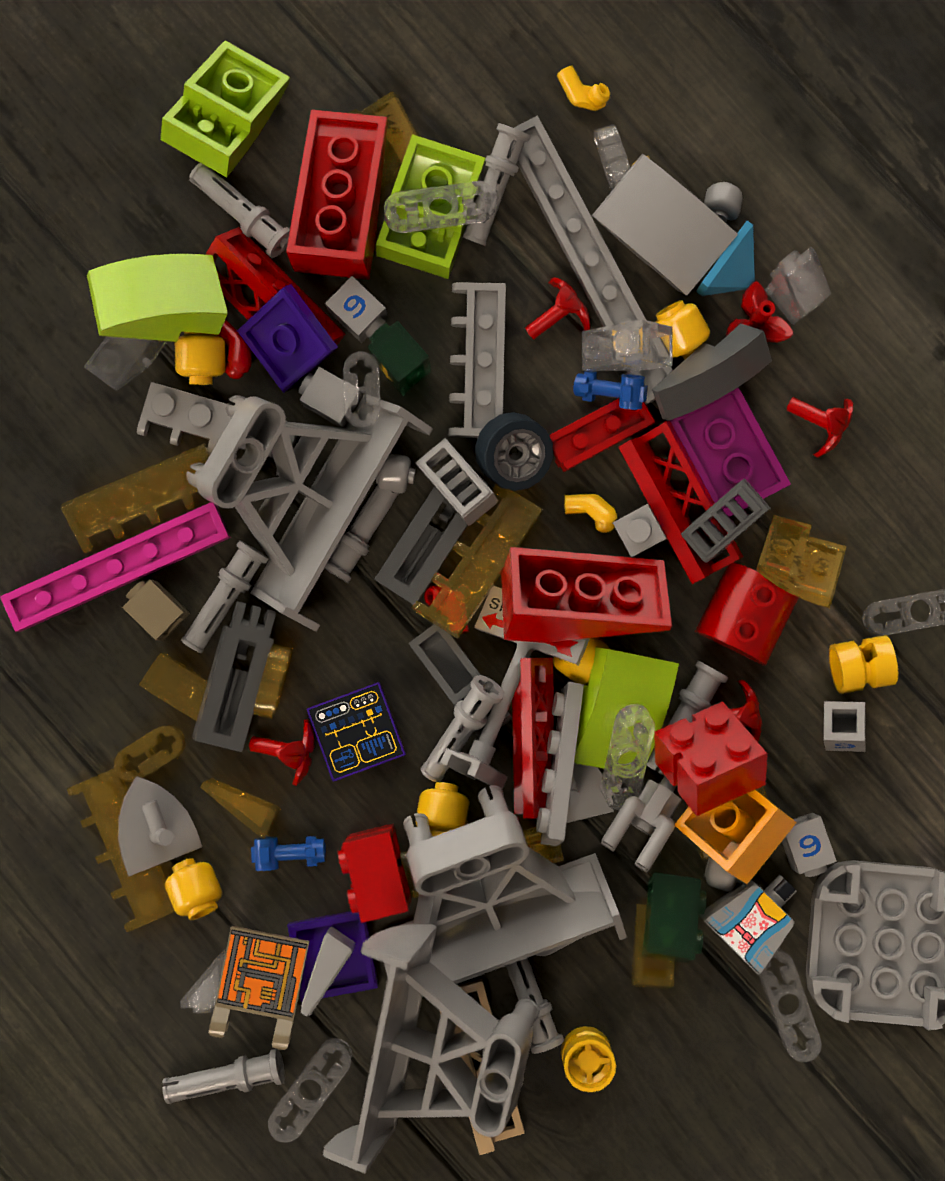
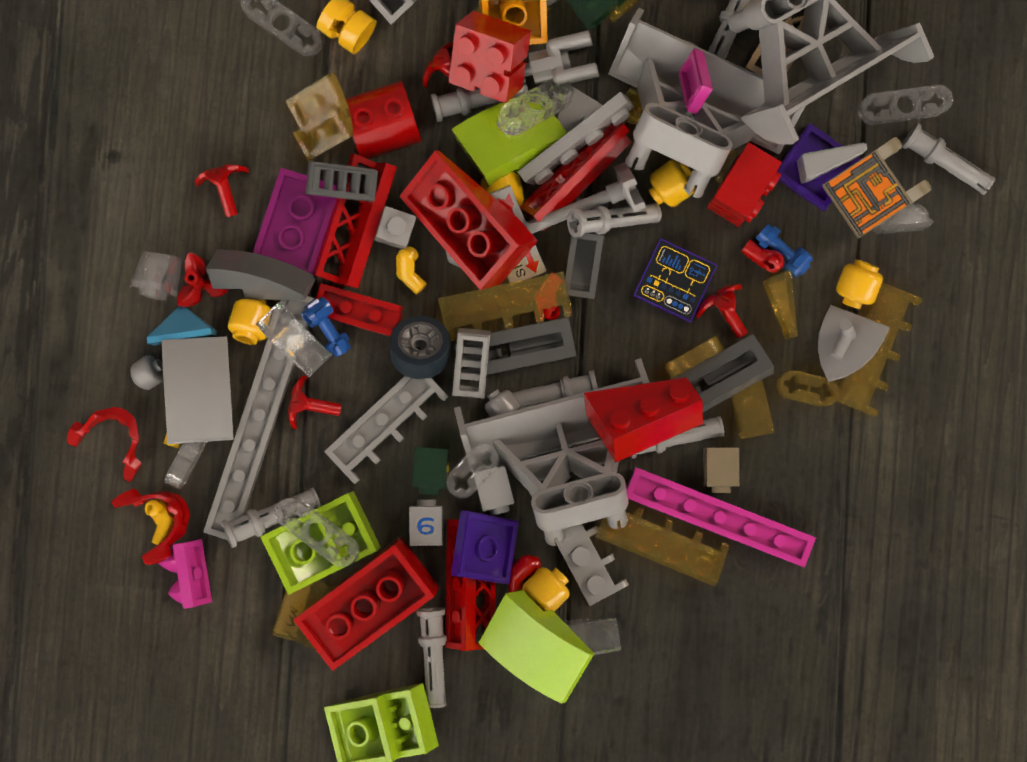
camera: 135 degrees left, 0 degrees up
(262, 581) = (643, 414): none -> red wedge
(291, 831) = (767, 259): none -> red arm
(509, 918) = (695, 81): none -> dark pink tile
(519, 78) = (193, 583): none -> dark pink tile
(582, 114) = (176, 505): none -> red helmet
(728, 94) = (78, 431): none -> red helmet

